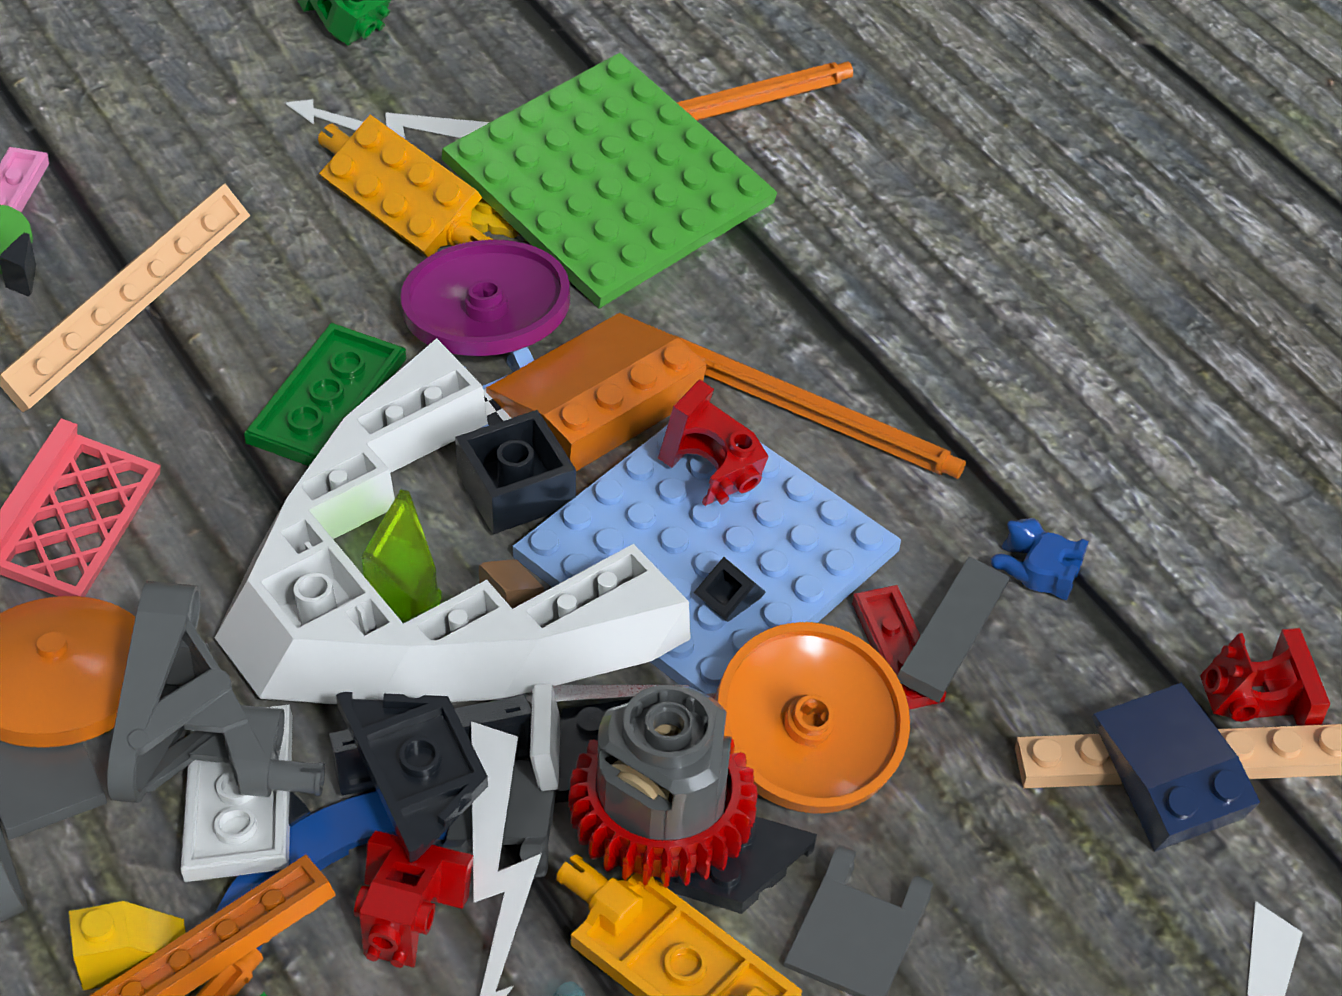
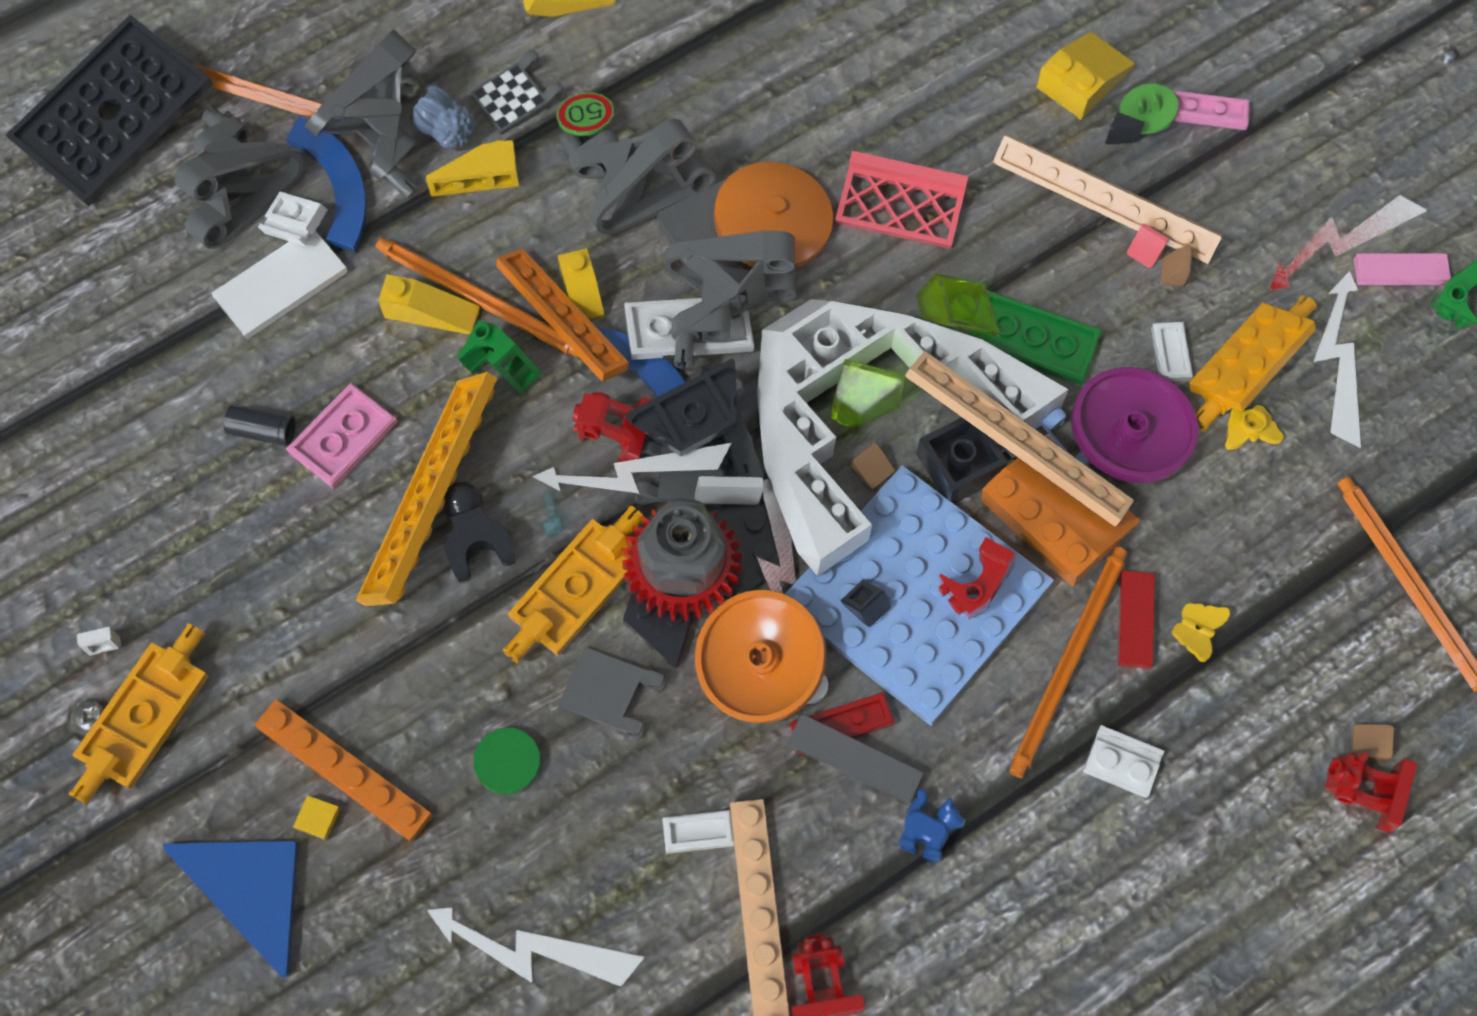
camera: 90 degrees right, 20 degrees up
(211, 264) = (1147, 246): none -> coral slope
(217, 62) = (1388, 217): none -> sticker
(249, 239) = (1177, 266): none -> medium nougat slope
(271, 457) = (957, 304): none -> clear neon green slope
(294, 58) = (1401, 269): none -> bright pink tile
(371, 265) = (1171, 351): none -> white tile
(499, 394) = (1019, 438): none -> light nougat plate
(609, 178) = (1295, 506): bright green plate -> none
(751, 338) = (1136, 619): none -> red tile
(764, 284) = (1208, 620): none -> yellow animal
(904, 160) = (1373, 740): none -> medium nougat slope
(937, 371) = (1123, 761): none -> white plate
(957, 170) = (1389, 790): none -> red tile
(1068, 824) = (698, 831): none -> white tile
(1175, 766) = (733, 898): dark blue slope -> none

